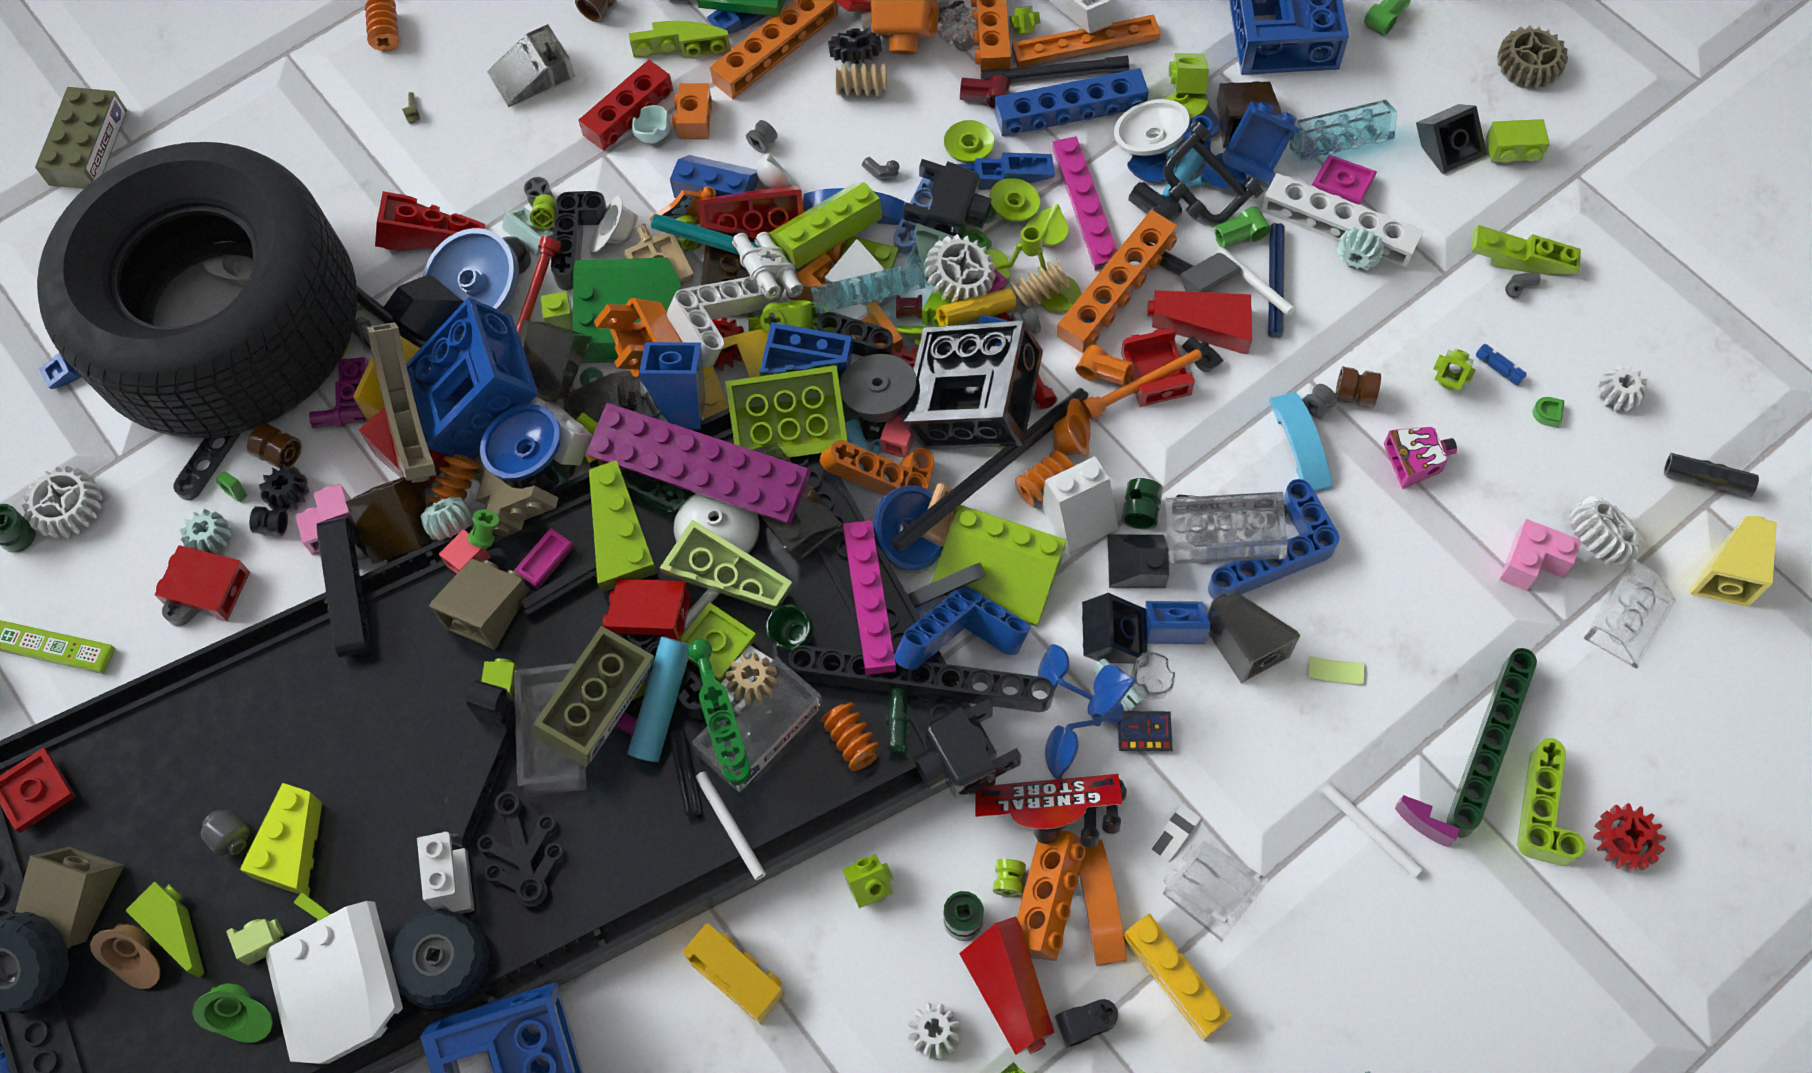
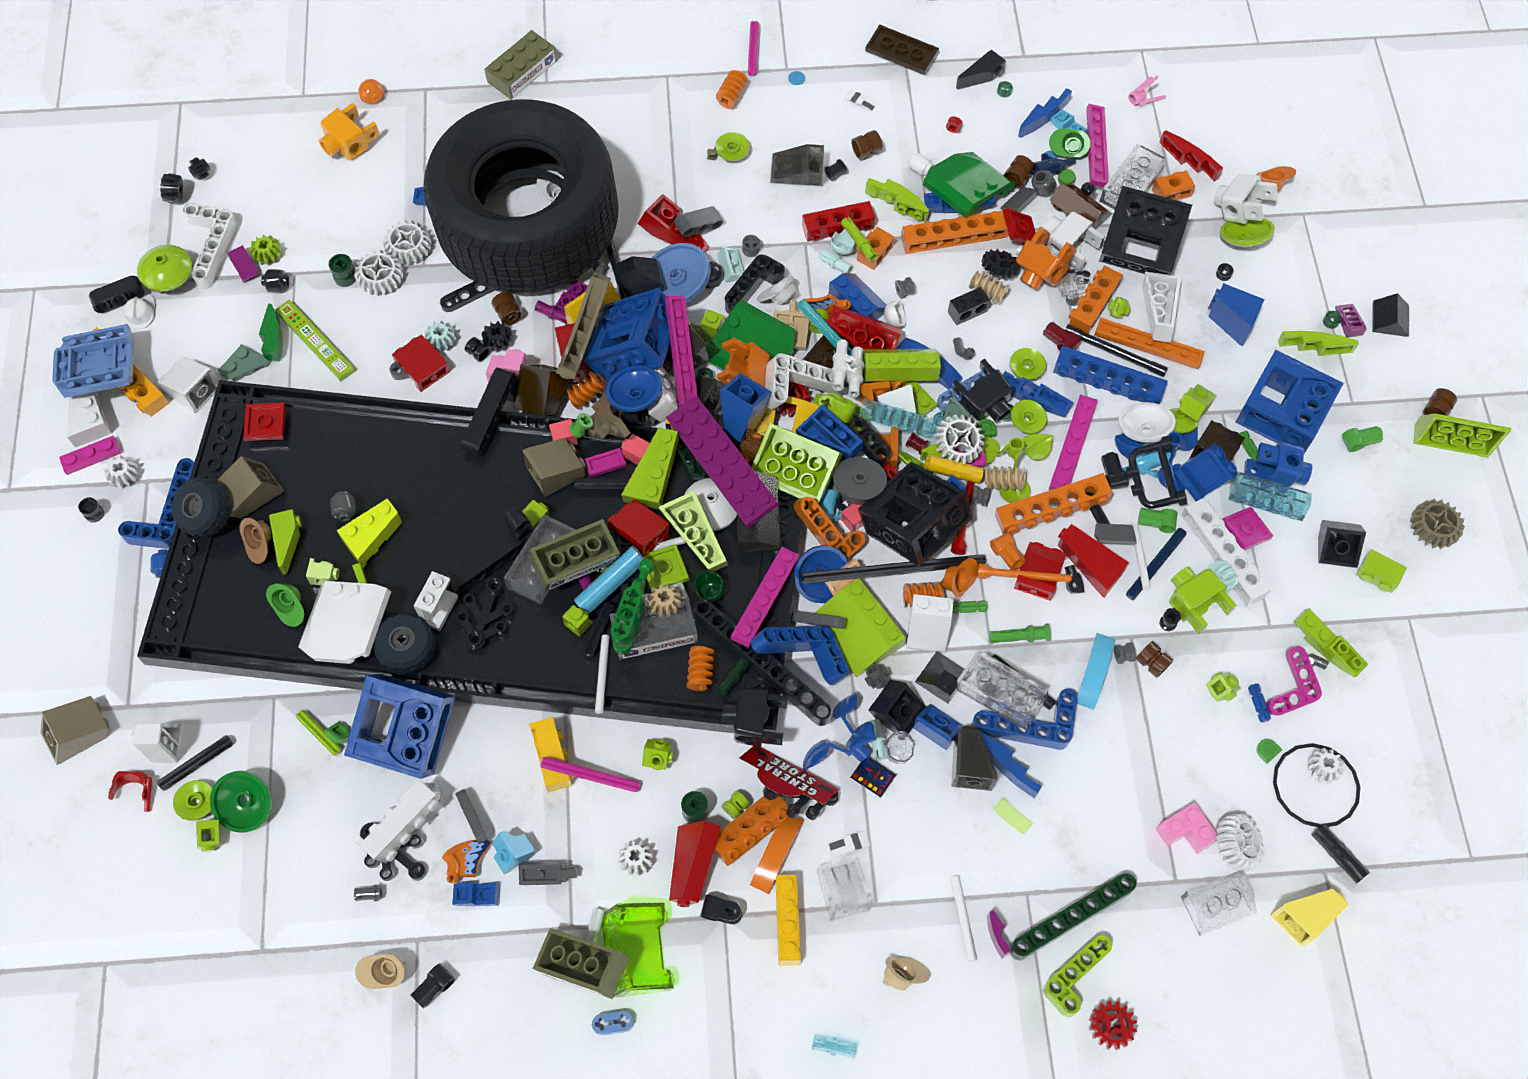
camera: 30 degrees right, 0 degrees up
(73, 434) = (404, 239): none -> white gear
(231, 486) = (470, 317): bright green tile -> none
(431, 89) = (732, 146): none -> lime dish
(446, 518) = (568, 406): light aqua gear -> none
(452, 200) = (698, 221): none -> dark grey beam
(543, 212) = (744, 259): lime wheel -> none
(546, 359) = (681, 348): none -> dark pink plate
(548, 249) = (729, 284): red piece -> none
(573, 517) = (634, 448): none -> coral brick
(579, 48) = (835, 169): none -> black bush
(650, 778) = (577, 620): none -> lime brick
(655, 154) = (835, 261): none -> light aqua axle
(679, 111) = (862, 243): none -> lime pin
(717, 422) = (750, 446): none -> clear orange brick
(802, 964) = (589, 774): none -> dark pink axle
(853, 114) = (968, 306): none -> black brick
(1064, 608) = (877, 676): none -> dark grey gear
(1111, 455) = (969, 606): none -> bright green axle
(1142, 503) = (965, 648): dark green wheel -> none
(1198, 446) = (1029, 633): none -> bright green pin
(1283, 92) = (1249, 445): none -> bright green axle
(1301, 616) = (1008, 767): none -> blue slope
(1334, 81) = (1281, 465): none -> blue piece
(1337, 328) = (1170, 619): none -> black bush
(1347, 286) = (1196, 594): none -> lime piece
(1358, 943) = (904, 972): none -> tan piece
(1417, 453) = (1161, 723): torso -> none
(1535, 320) = (1302, 690): none -> dark pink beam
(1609, 460) = (1297, 817): none -> black piece

